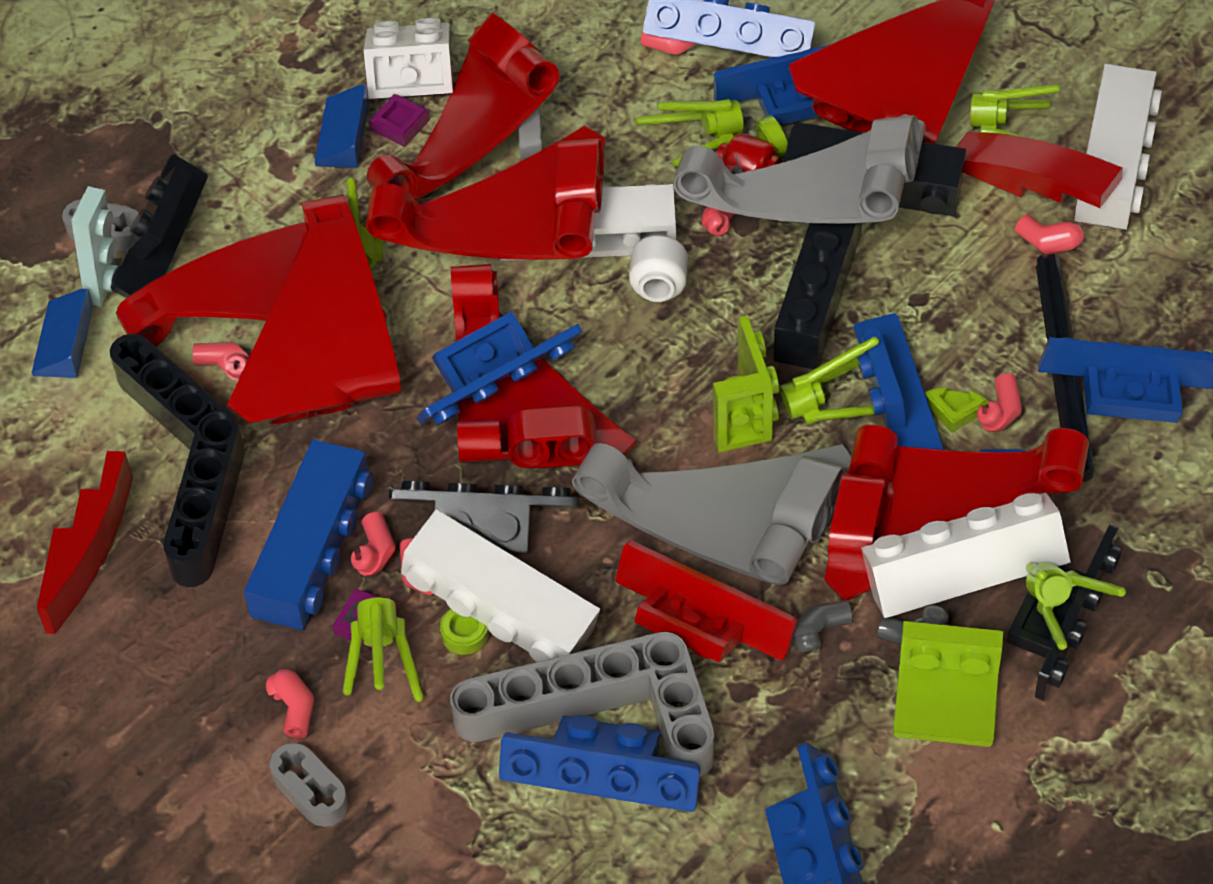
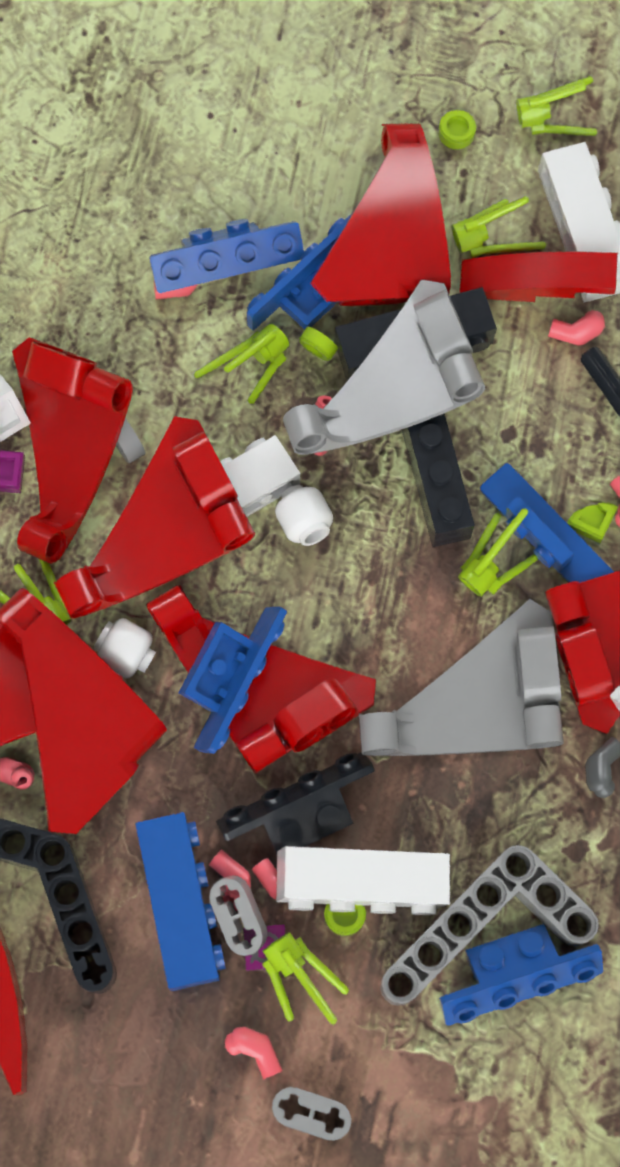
camera: 35 degrees left, 20 degrees up
(352, 565) = (229, 919): none -> light grey beam
(408, 301) = (125, 647): none -> white head
(701, 609) = (513, 809): red bracket -> none
(746, 402) = (456, 594): lime bracket -> none
(747, 153) = (313, 377): red head -> none
(1036, 24) = (457, 129): none -> lime tile
(1127, 34) = (536, 109): none -> lime plant

